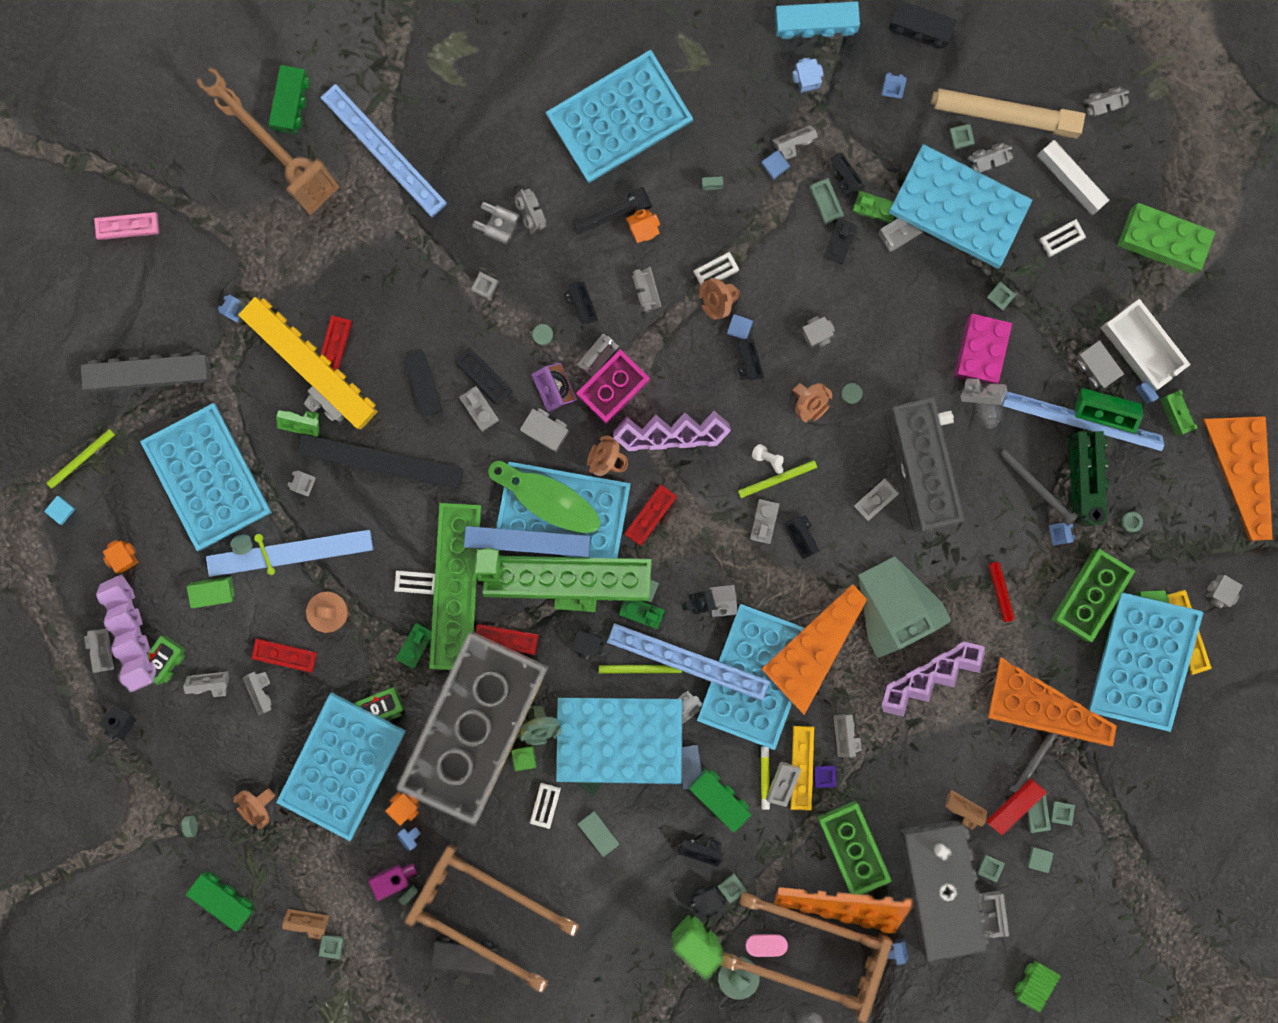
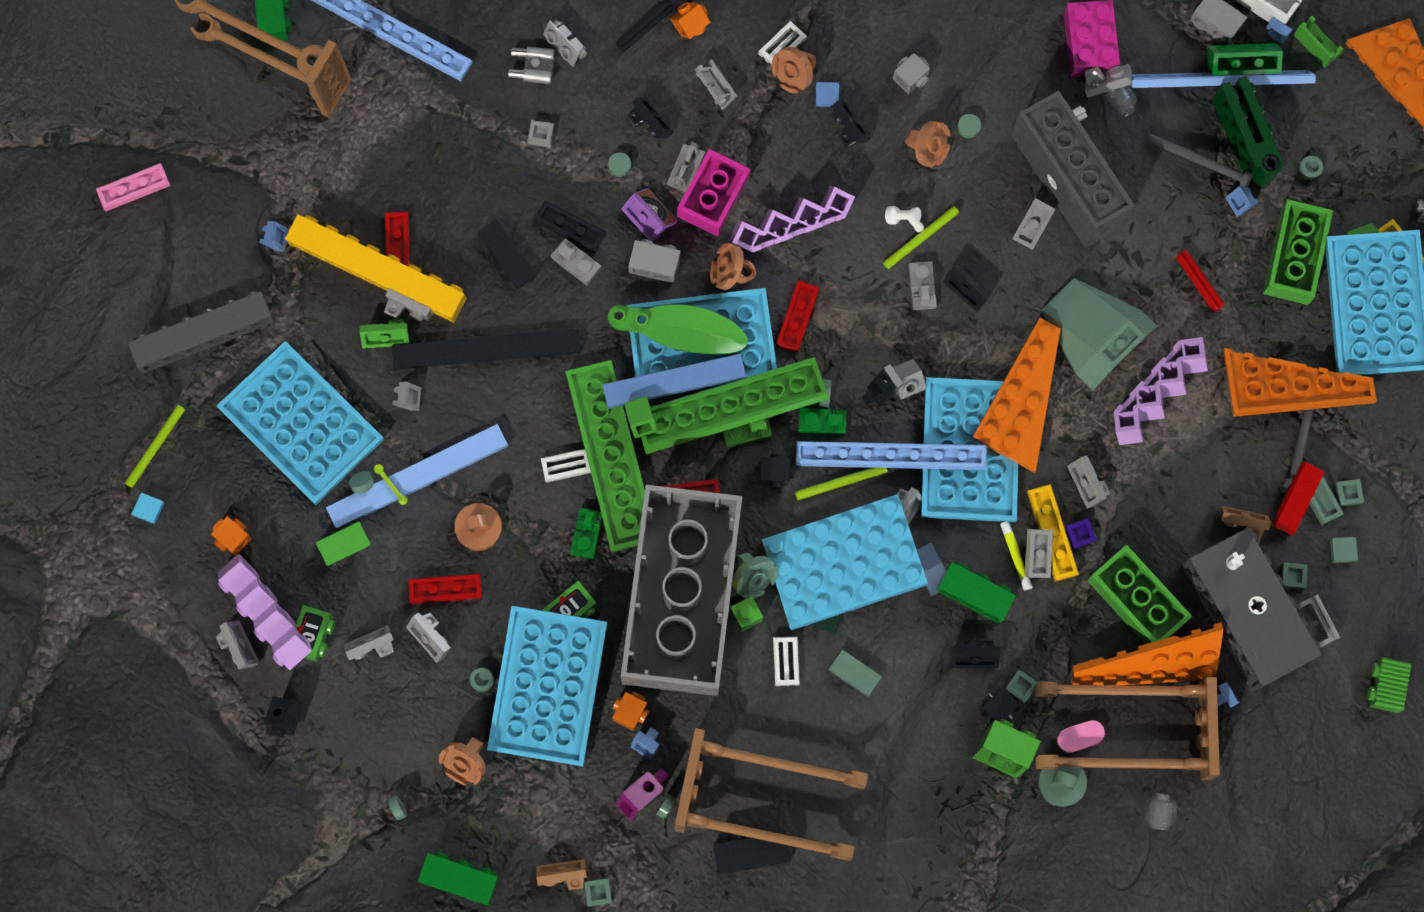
camera: 15 degrees left, 10 degrees down
(291, 741) = (482, 679): none -> sand green tile

